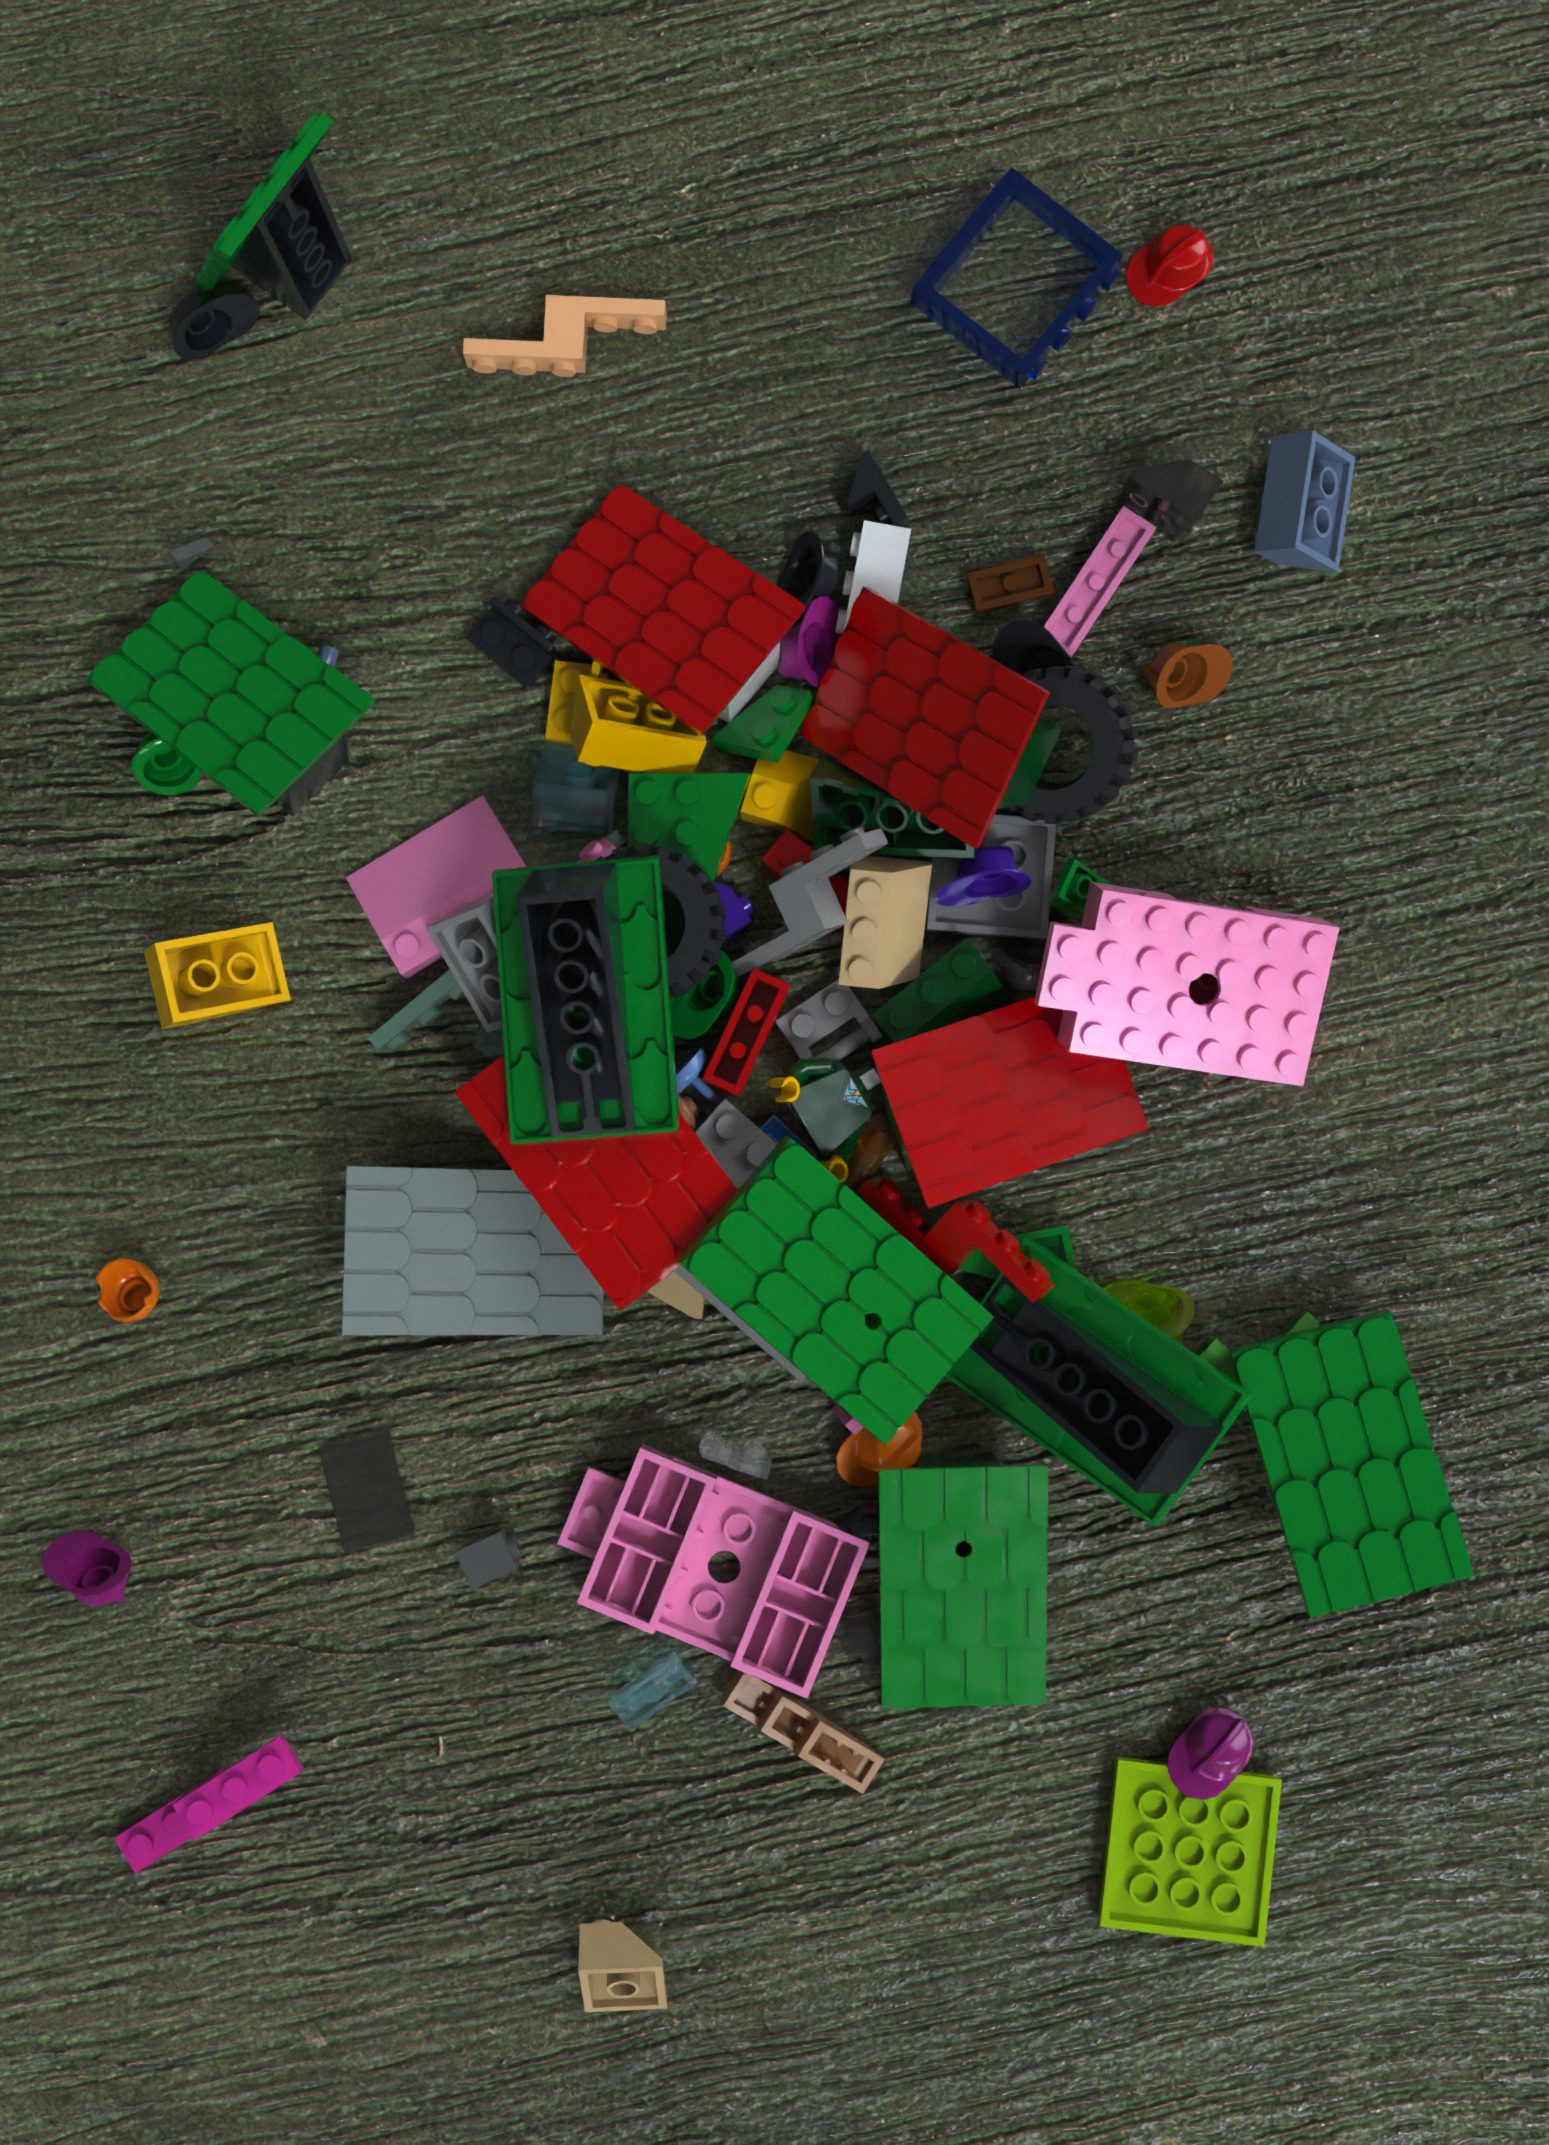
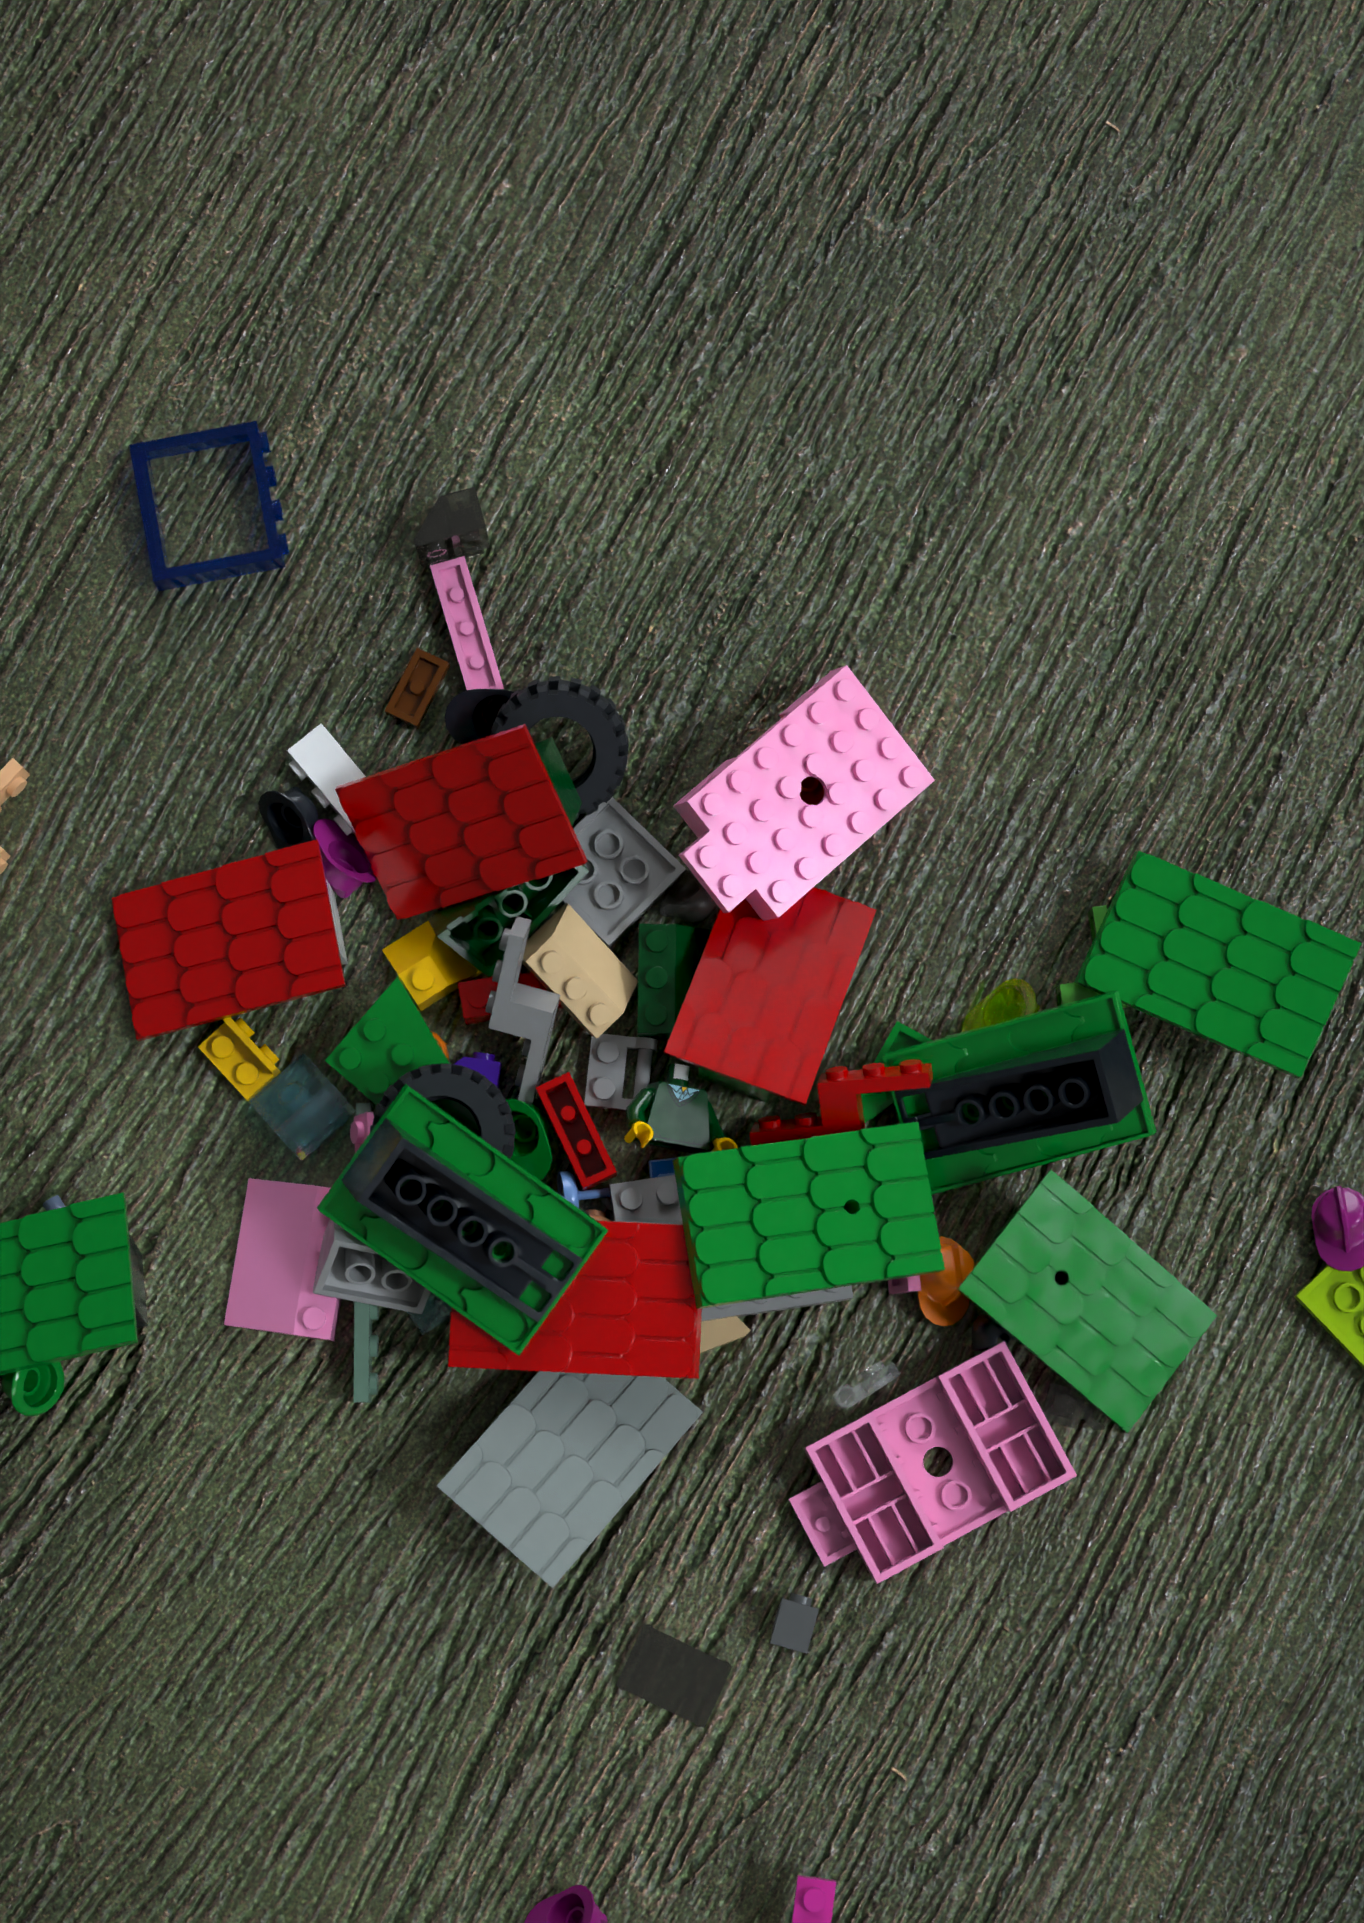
camera: 50 degrees left, 5 degrees down
(127, 1289) = (387, 1727): orange hair -> none
(216, 974) = (214, 1475): yellow slope -> none
(514, 643) = (159, 1065): black bracket -> none
(618, 1969) = (1162, 1772): tan slope -> none
(629, 731) = (295, 1035): yellow slope -> none
(652, 1690) = (983, 1585): clear light blue plate -> none
(766, 725) = (371, 937): green wing -> none
(802, 1730) = (1097, 1501): medium nougat slope -> none
(867, 1158) = (733, 1118): clear orange cylinder -> none
(872, 488) = (268, 724): black slope -> none
(985, 876) = (608, 872): dark purple piece -> none
(1072, 889) = (667, 822): green slope -> none
(1169, 265) = (289, 395): red piece -> none
(1188, 673) = (584, 619): dark orange piece -> none
(1304, 502) = (533, 442): sand blue slope -> none

